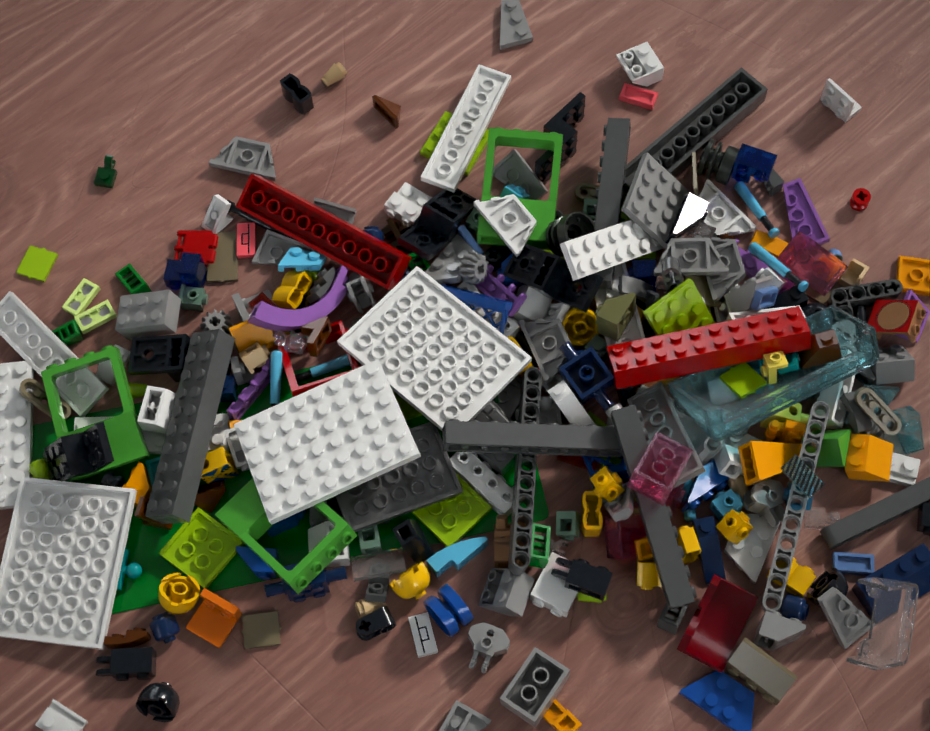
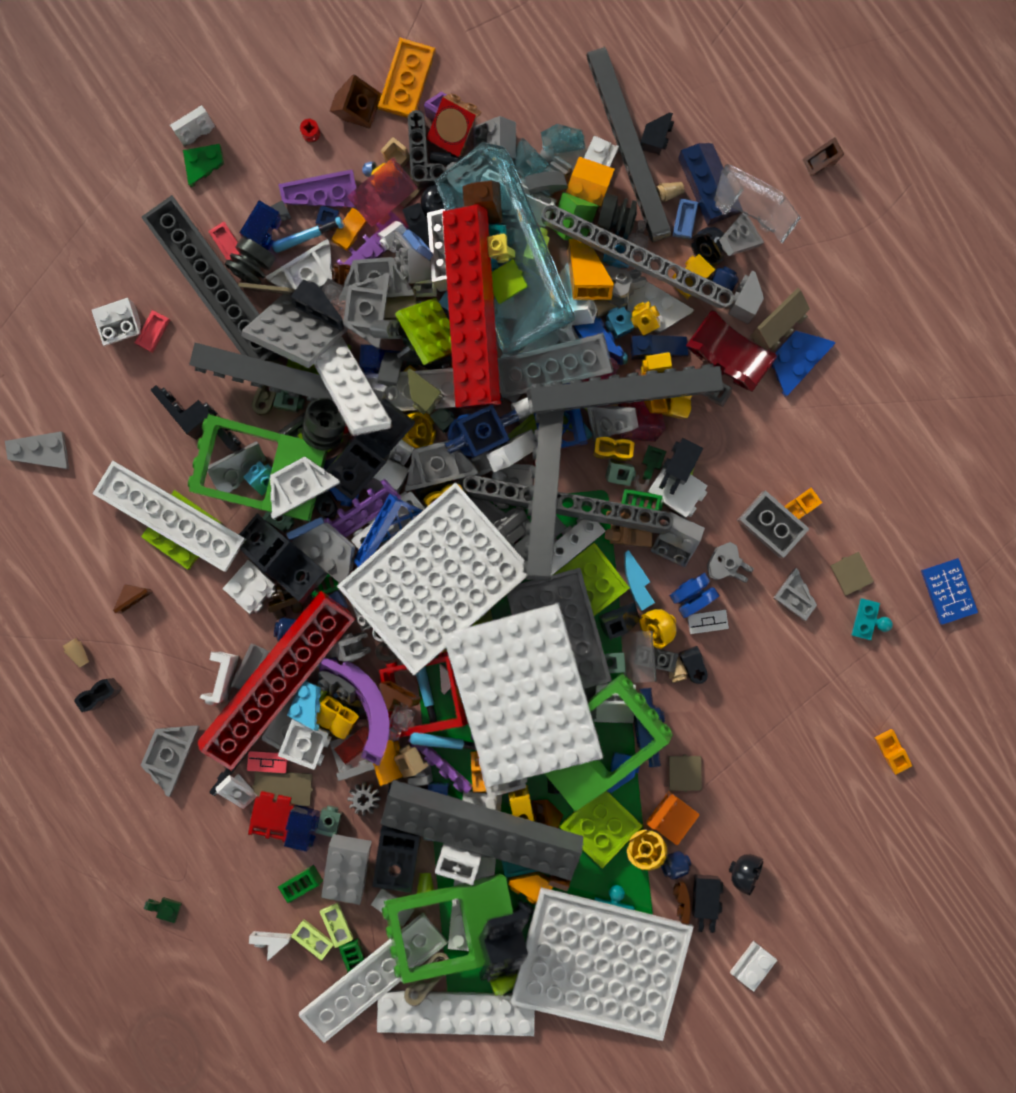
camera: 85 degrees left, 20 degrees up
(37, 263) = (263, 986): lime piece -> none
(78, 264) = (275, 941): none -> white slope
(262, 267) = (304, 745): none -> white plate
(323, 189) = (224, 678): none -> white panel
(473, 268) = (343, 528): light grey gear -> none
(587, 553) = (653, 460): none -> dark green plate
(607, 484) = (595, 428): yellow brick -> none
(659, 468) = (598, 374): clear pink slope -> none
(737, 139) = (224, 240): none -> coral tile
(776, 265) = (365, 236): medium azure piece -> none
(779, 222) = (326, 215): none -> dark blue plate
(786, 432) = (557, 248): light orange plate -> none
(802, 476) = (615, 244): tile -> none
(808, 115) = (202, 161): none -> green wing
(839, 487) = (617, 216): none -> pearl dark grey wheel
(879, 542) = (669, 190): none -> tan cone
(884, 414) = (549, 162): dark tan plate -> none
(898, 235) = (356, 102): none -> reddish brown slope

